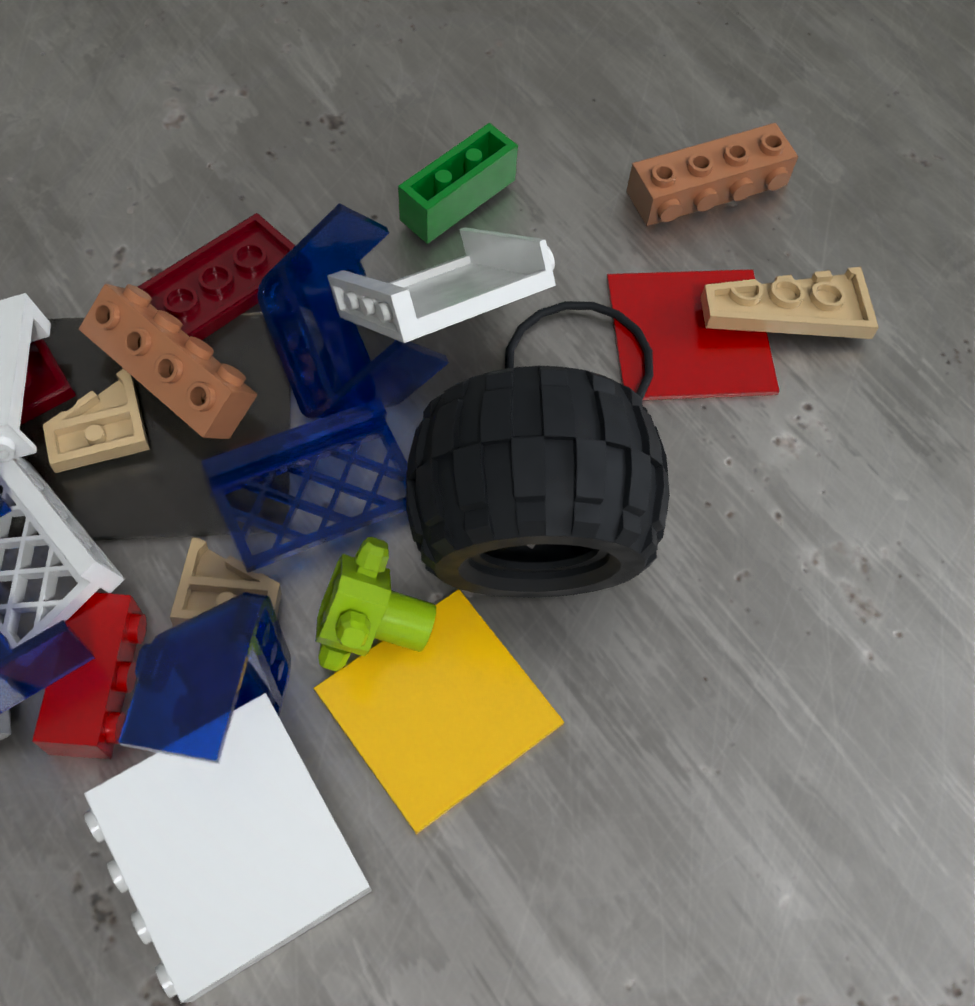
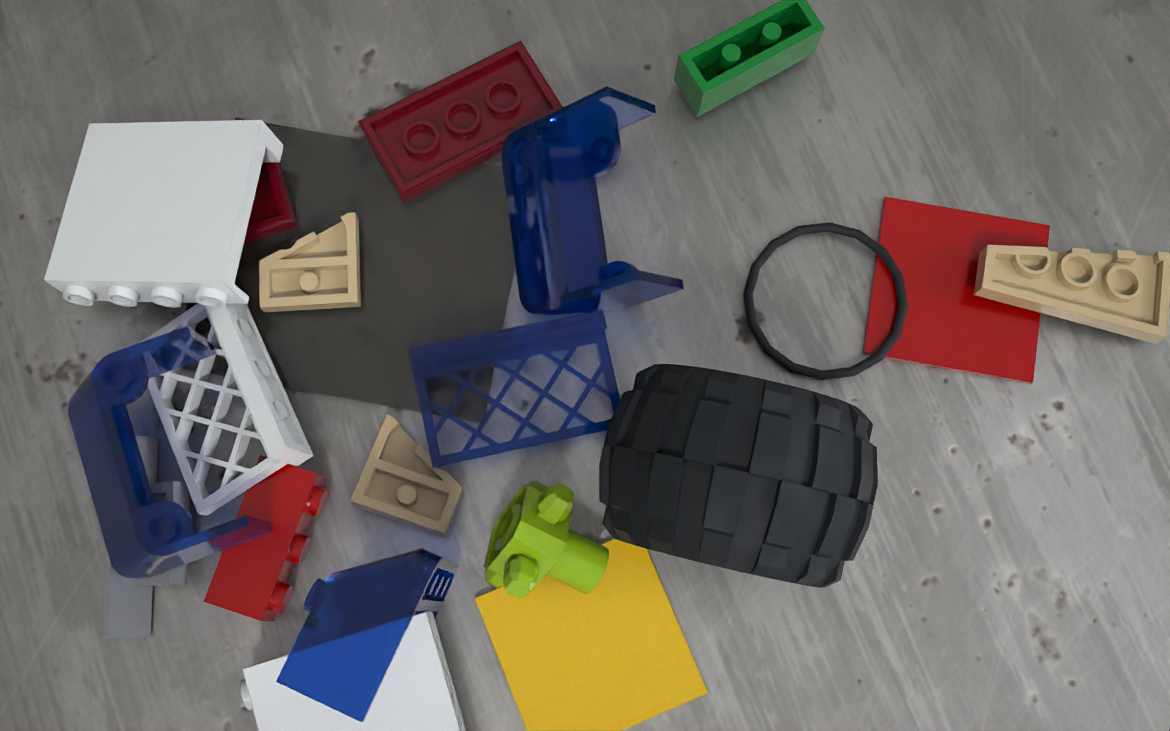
camera: 15 degrees right, 15 degrees up
(168, 361) = (394, 217): nougat brick -> none
(490, 275) = (701, 206): white panel -> none
(711, 174) = (1039, 97): nougat brick -> none

